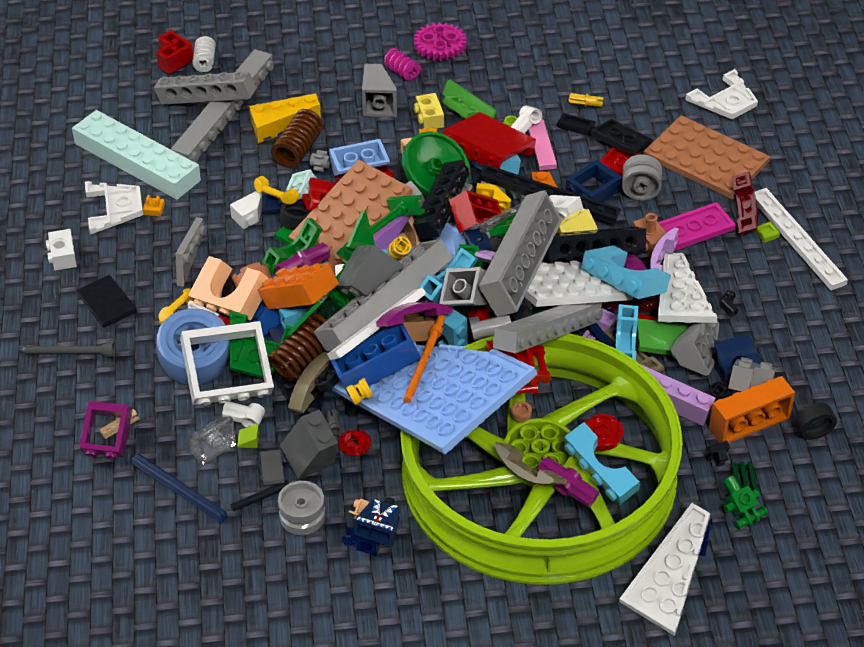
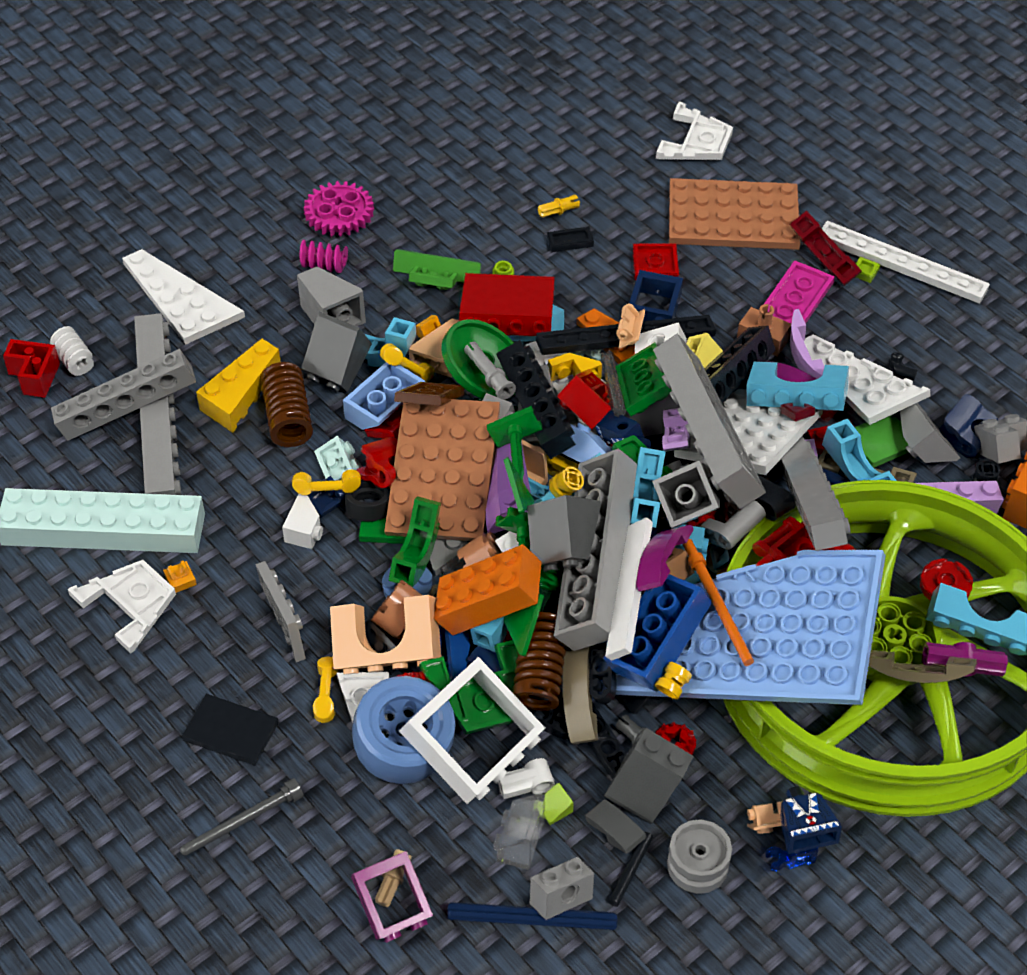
camera: 35 degrees left, 5 degrees up
(62, 249) = (111, 681): white brick -> none
(209, 485) = (561, 888): none -> light grey brick
(296, 54) = (182, 301): none -> white wing
(306, 257) = (441, 553): magenta piece -> none
(320, 160) = (334, 419): light grey gear -> none
(351, 120) = (335, 352): none -> slope
(375, 164) = (429, 393): none -> reddish brown tile
(379, 136) = (394, 357): none -> yellow bar
(389, 129) = (400, 333): none -> medium azure arch
(425, 173) = (494, 376): none -> light grey pin
(429, 111) = (403, 298): light yellow brick -> none
(528, 117) = (522, 255): white piece -> none
(542, 150) = (564, 286): bright pink tile -> none
(554, 184) = (630, 325): none -> light nougat hinge
(602, 284) = (796, 412): none -> dark red tile
(621, 137) = (633, 232): black tile -> none
(642, 177) = (703, 268): light grey wheel -> none

